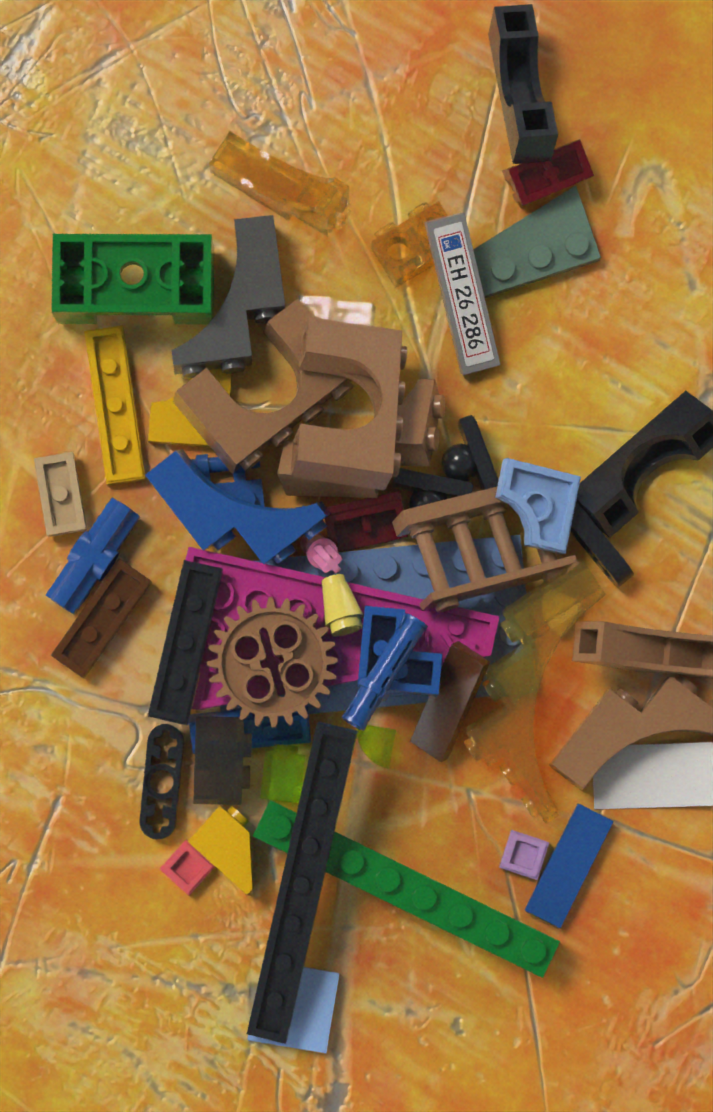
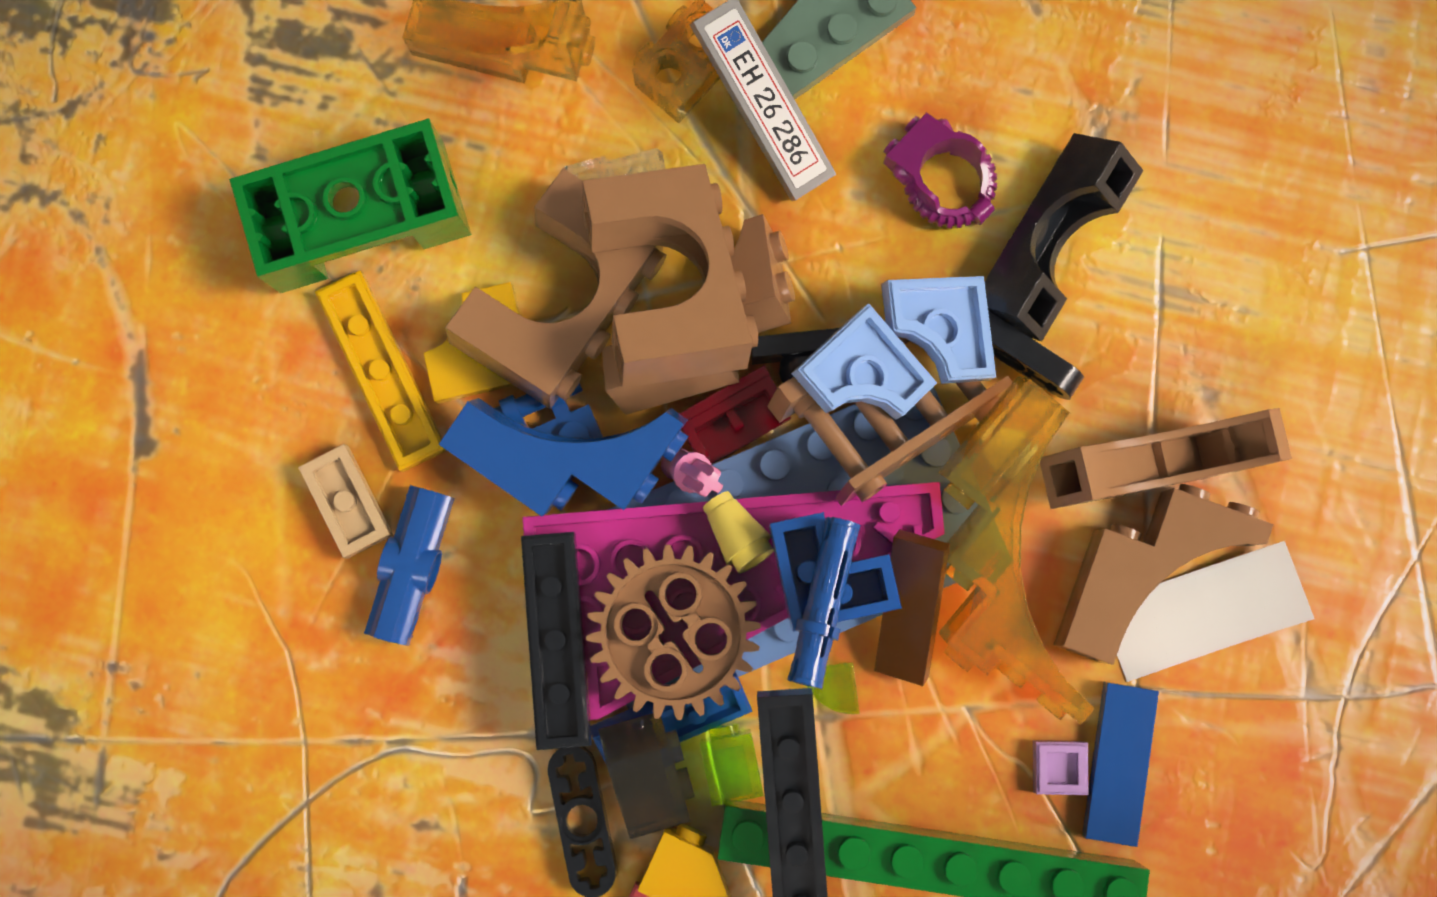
camera: 10 degrees left, 0 degrees up
(101, 618) = (443, 640): reddish brown plate -> none
(252, 295) = (506, 183): dark grey arch -> none
(470, 514) = (865, 365): none -> light blue tile
(471, 458) = (837, 297): black tile -> none
(572, 361) = (933, 137): none -> magenta piece

